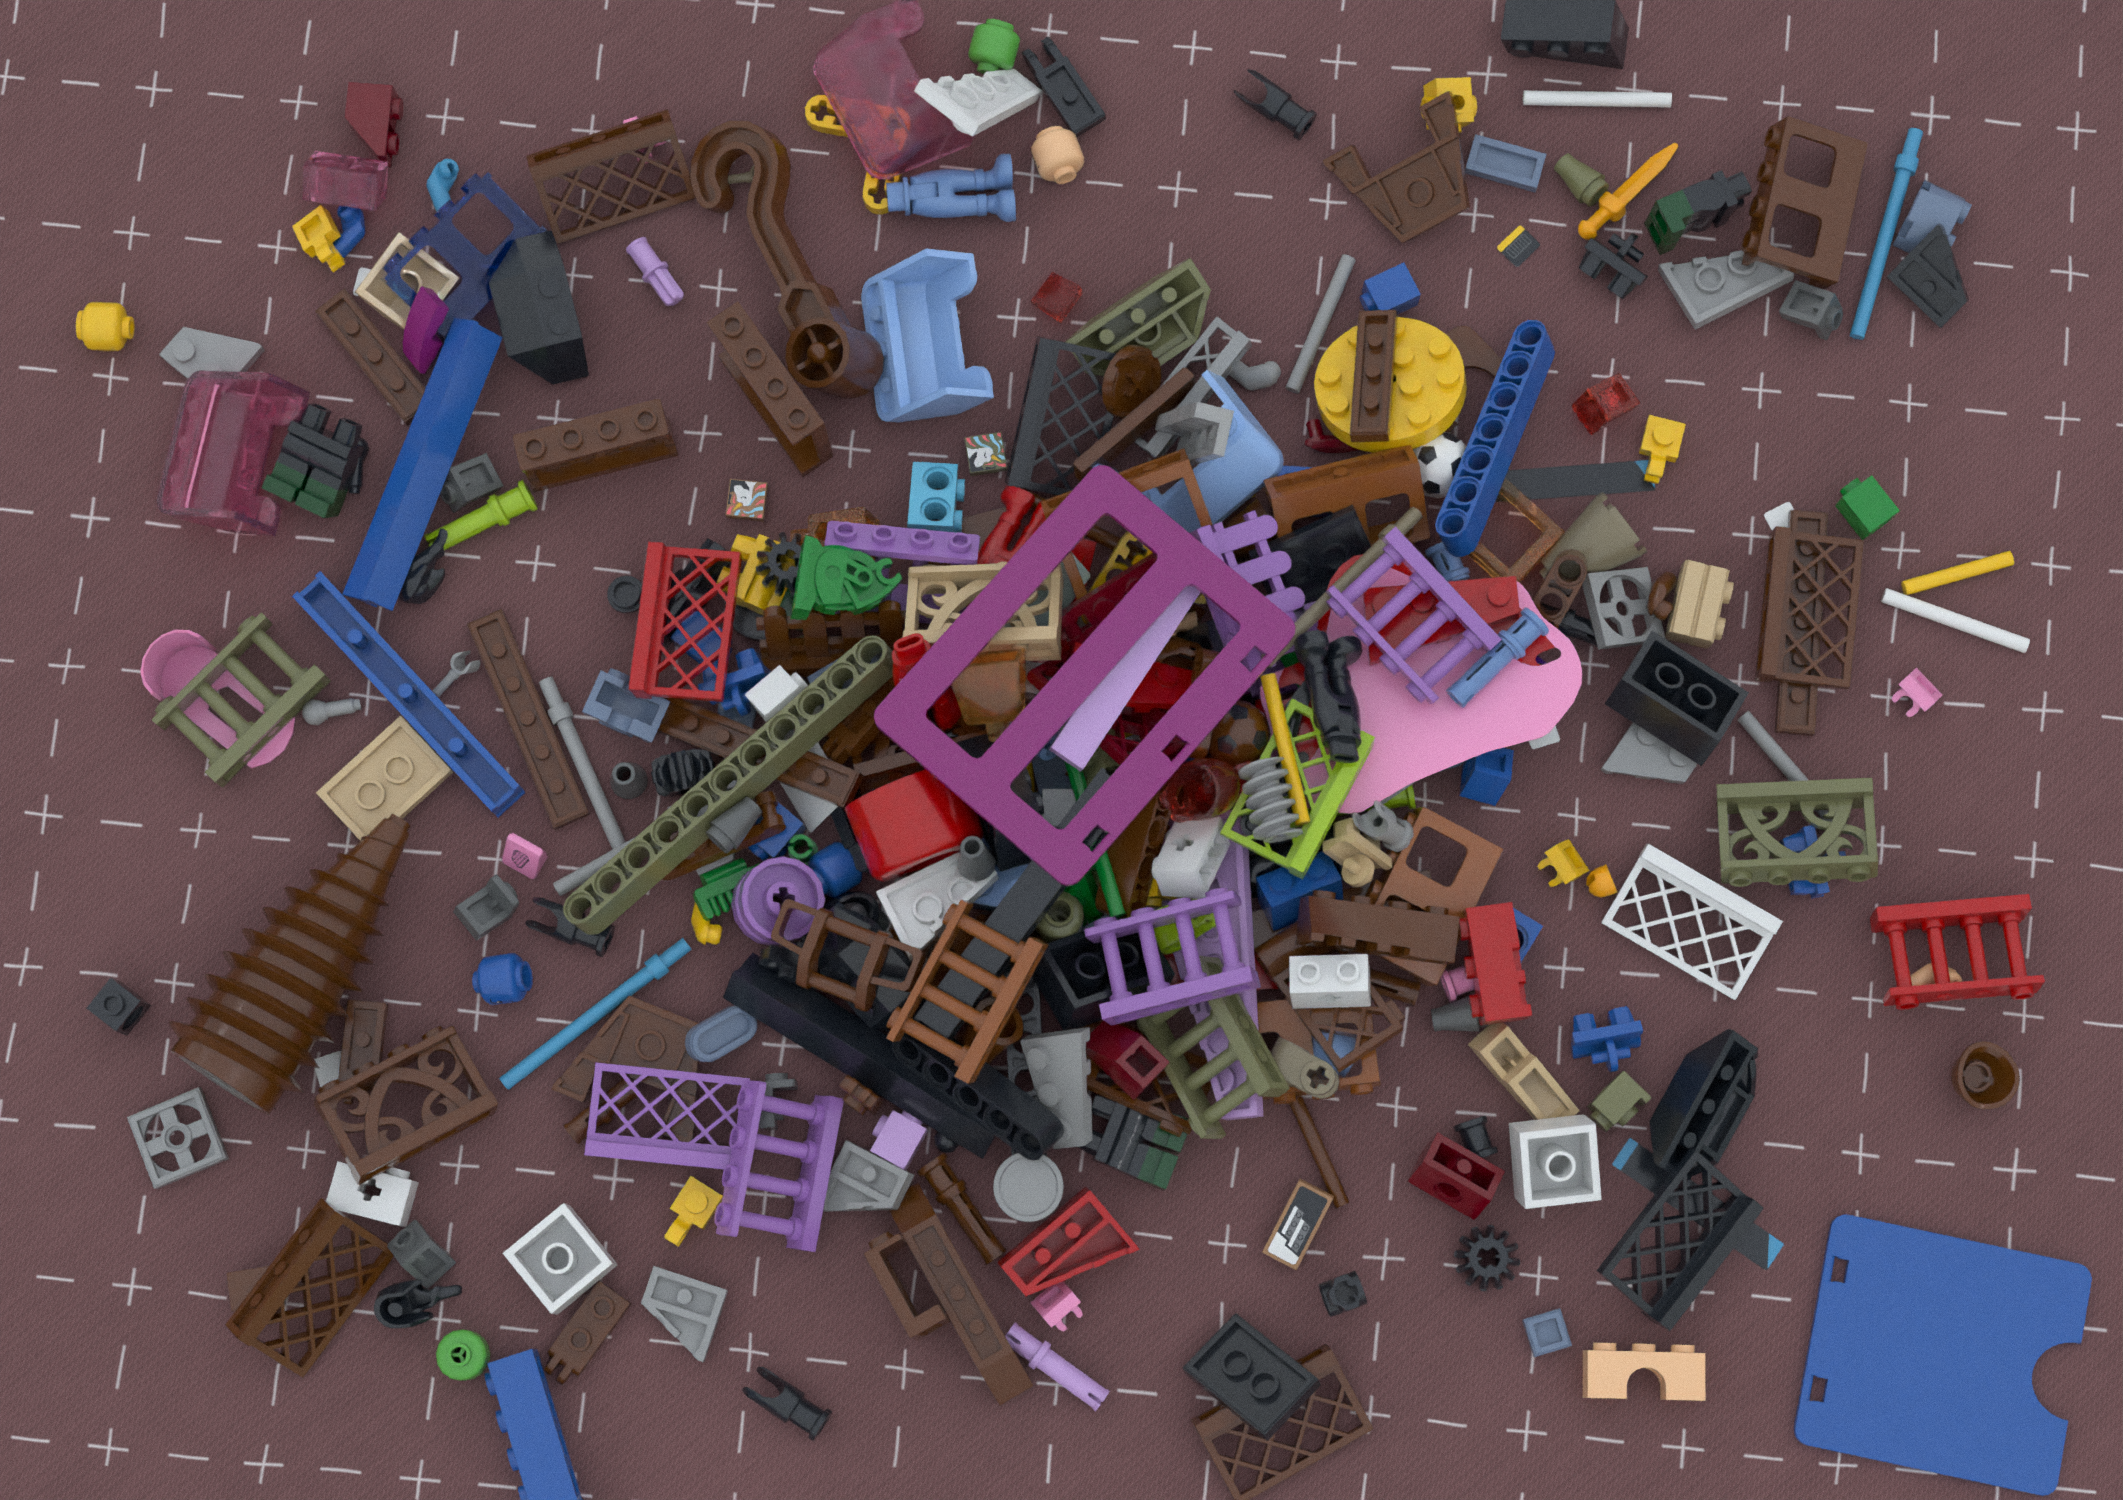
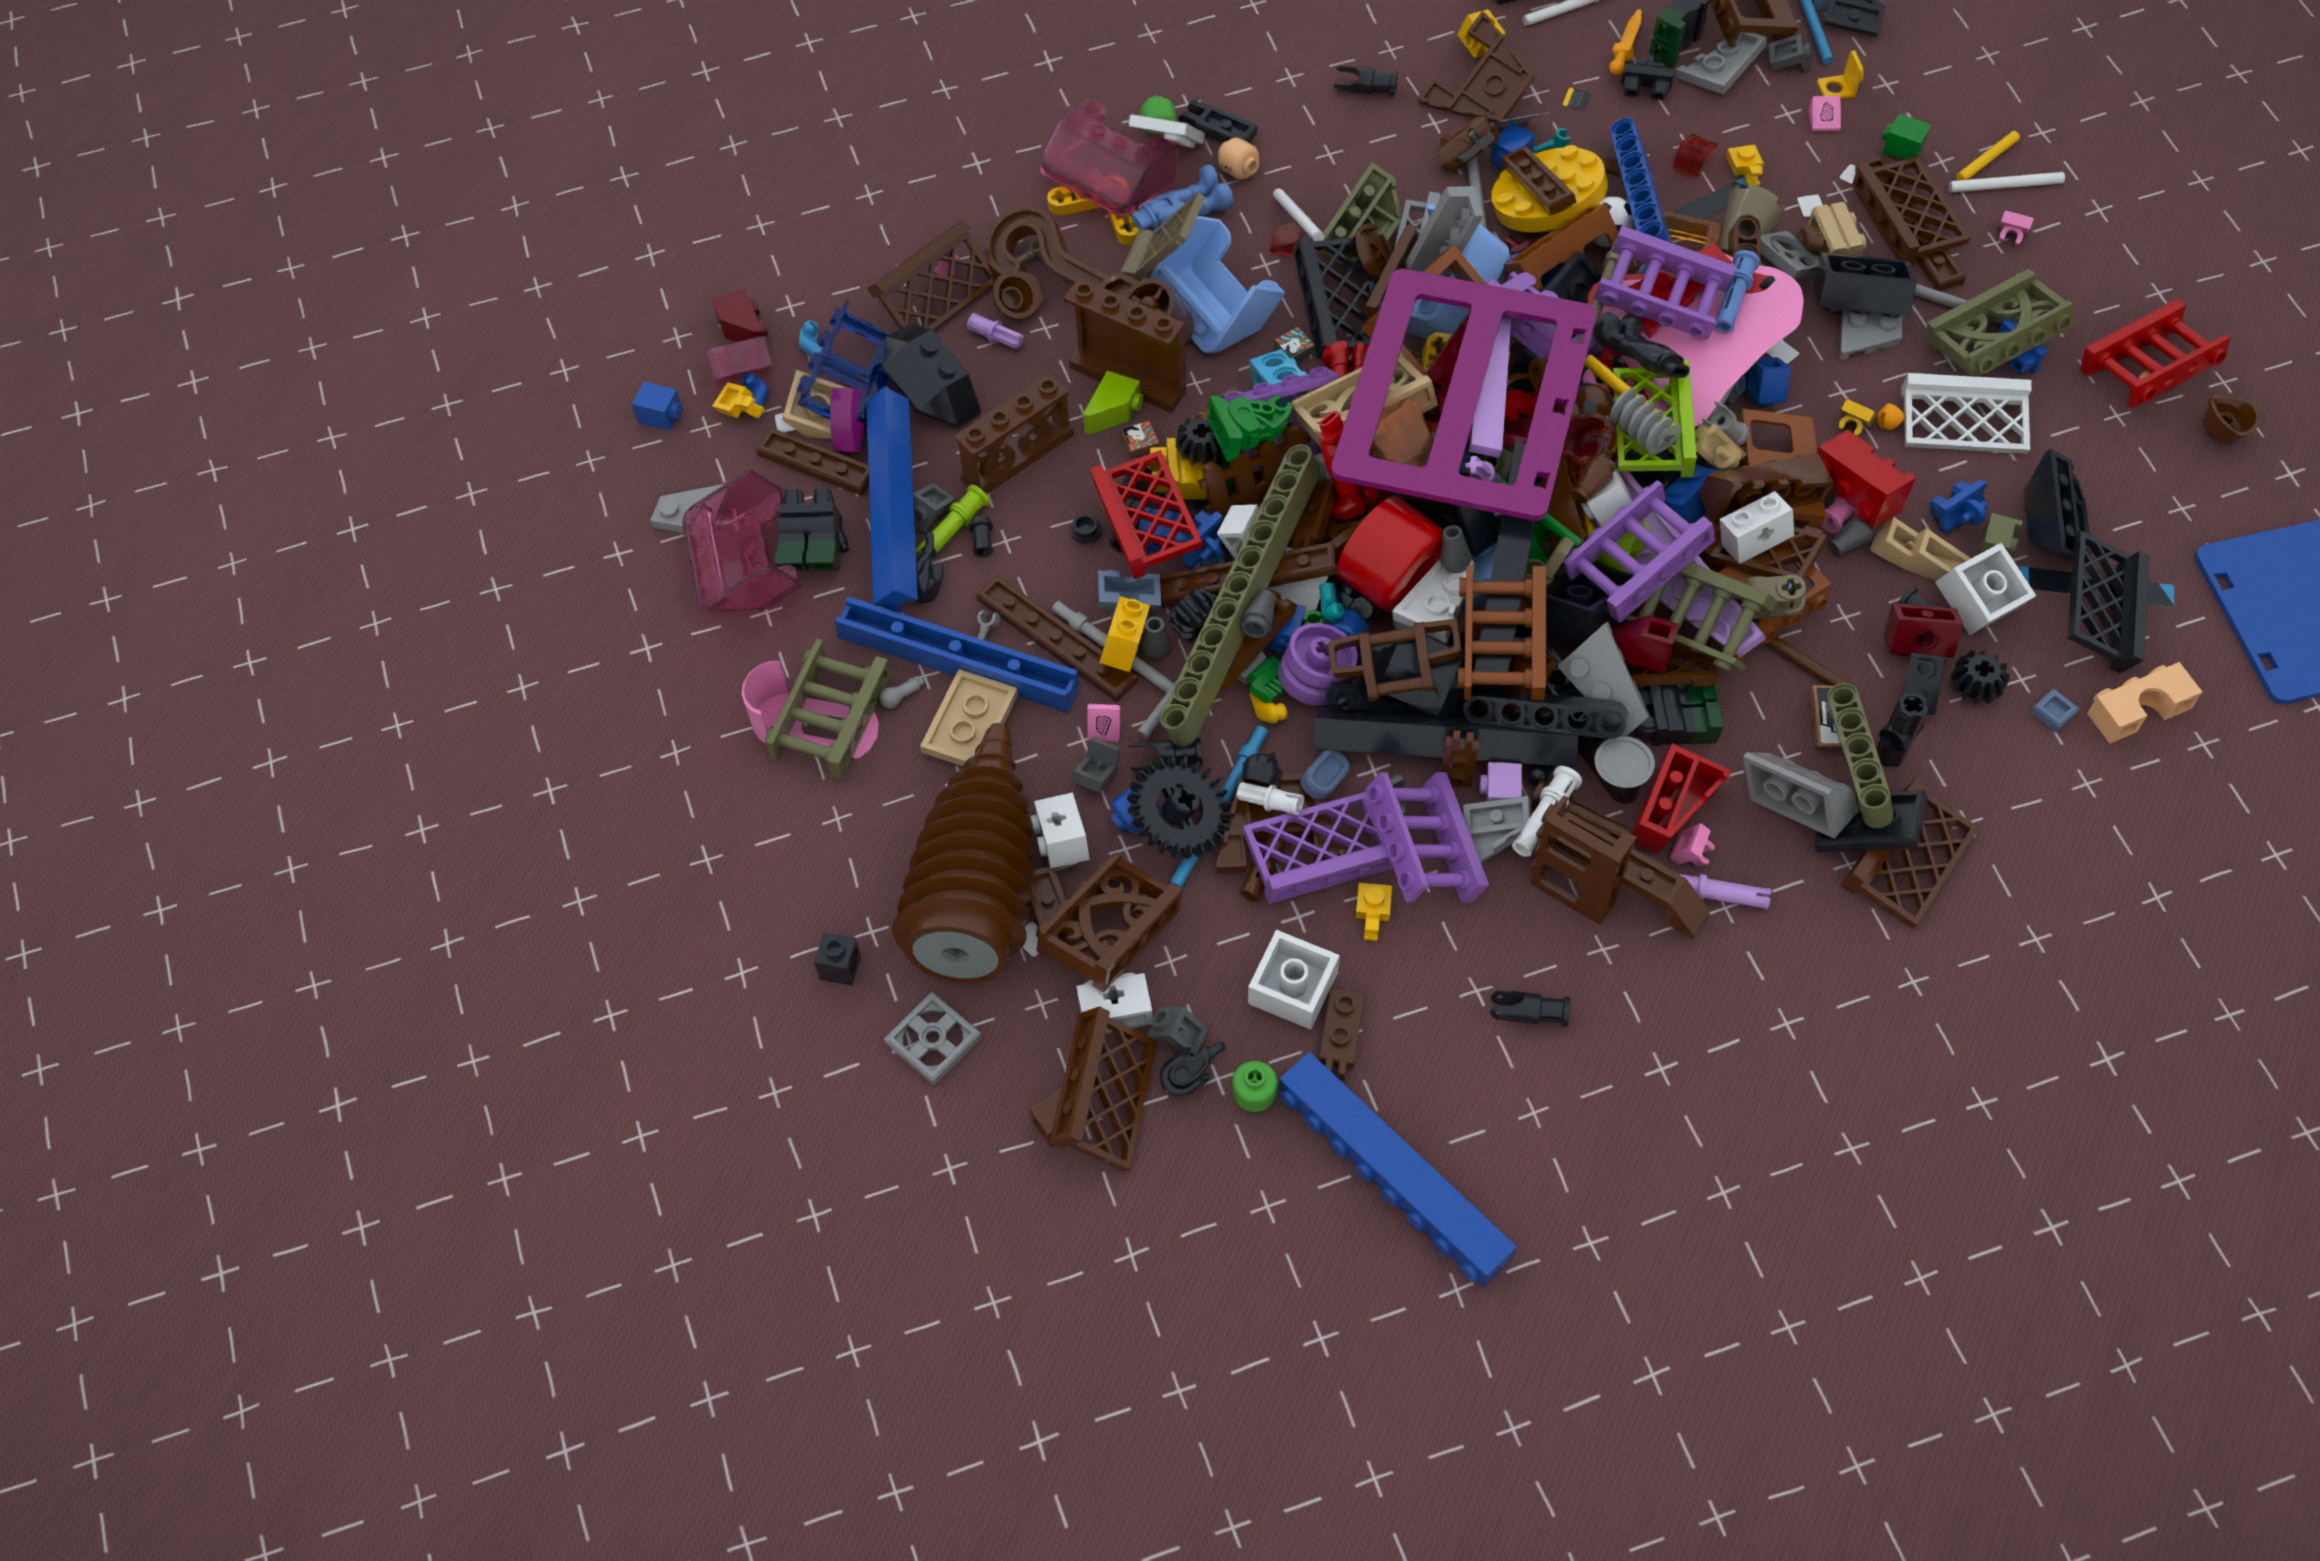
camera: 25 degrees left, 20 degrees down
(104, 326) = (599, 517): yellow head -> none
(230, 200) = (657, 406): none -> blue brick
(421, 953) = (1060, 830): none -> white brick
(508, 549) = (981, 530): none -> black pin
(541, 1044) = (1184, 793): none -> black gear
(591, 763) = (1124, 633): none -> yellow brick
(640, 1043) = (1271, 798): none -> white axle
(649, 1004) = (1262, 769): none -> black piece
(685, 1308) = (1410, 977): light grey wing -> none
(699, 238) = (1017, 294): none -> reddish brown piece
(736, 440) = (1112, 403): none -> lime slope
(823, 844) = (1329, 607): none -> teal arm
(883, 258) = (1154, 246): none -> dark tan piece
(930, 1192) = (1550, 794): none -> white pin
(1053, 782) = (1482, 470): none -> lavender axle
(1077, 280) = (1298, 215): none -> white bar
(1084, 918) = (1558, 556): none -> dark tan tile
(1170, 846) = (1593, 478): none -> reddish brown cone
(1199, 1306) = (1799, 793): none -> light grey slope
(1280, 1320) = (1860, 755): none -> olive beam
(1334, 269) = (1467, 143): none -> reddish brown piece
(1410, 258) = (1515, 120): none -> medium azure sticker
(1414, 1241) = (1925, 677): none -> black hips
(1448, 303) = (1558, 141): none -> teal hand
(1505, 163) = (1543, 56): sand blue tile -> none
(1583, 181) = (1594, 45): olive cone -> none
(1703, 539) = (1807, 203): none -> white sticker
(1799, 419) = (1825, 113): none -> bright pink slope
(1862, 379) = (1848, 81): none -> yellow bracket

